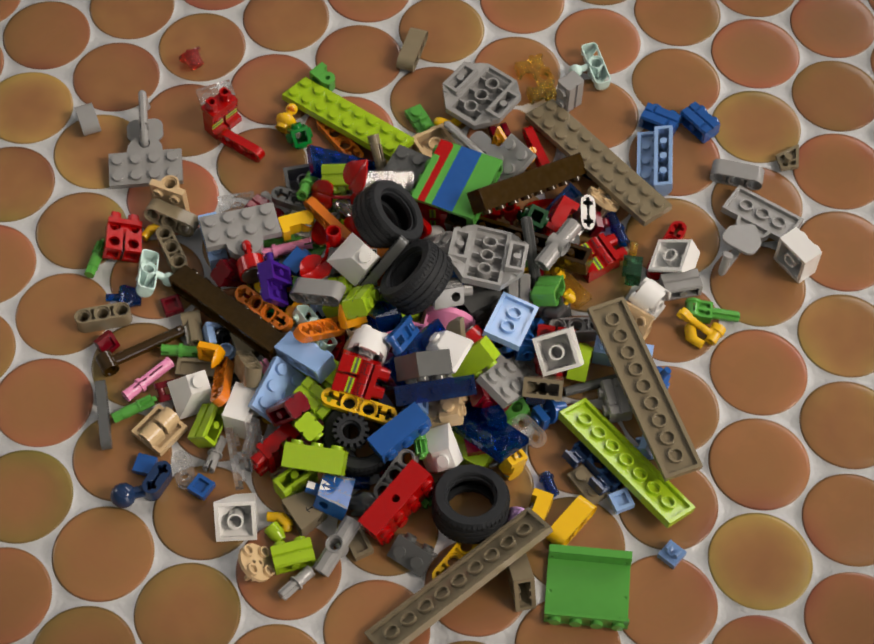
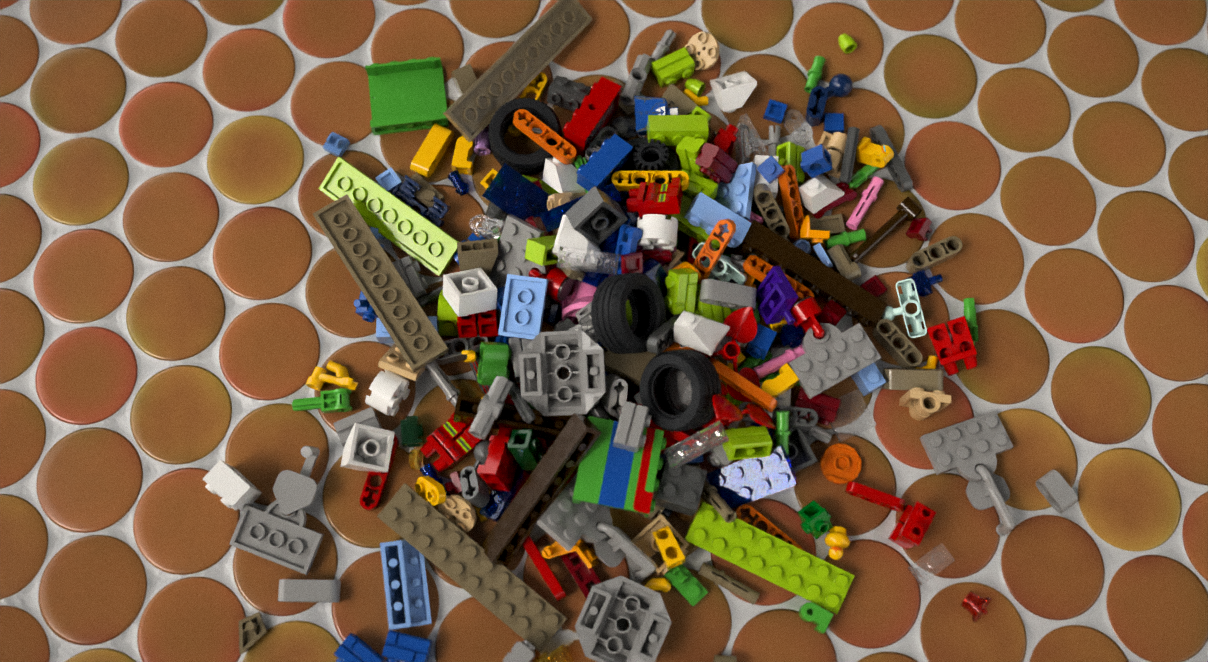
camera: 165 degrees right, 15 degrees up
(95, 544) = (847, 43): none -> lime hose
(121, 414) = (873, 154): none -> yellow leg
(144, 517) = (815, 73): none -> bright green pin
(146, 416) = (849, 155): none -> dark grey axle
(183, 411) = (816, 161): none -> blue brick
(235, 397) = (770, 169): none -> blue plate
(260, 177) = (840, 463): none -> orange tile
(391, 116) = (728, 583): none -> dark tan pin
(401, 317) = (632, 263): none -> dark red tile
(429, 131) = (668, 547): none -> yellow leg
(439, 197) = (631, 427): none -> light grey brick
(441, 326) = (588, 260): none -> clear plate
(454, 477) = (541, 139): none -> orange beam
(589, 289) = (443, 382): none -> light grey pin
(622, 217) = (430, 490): none -> yellow plate

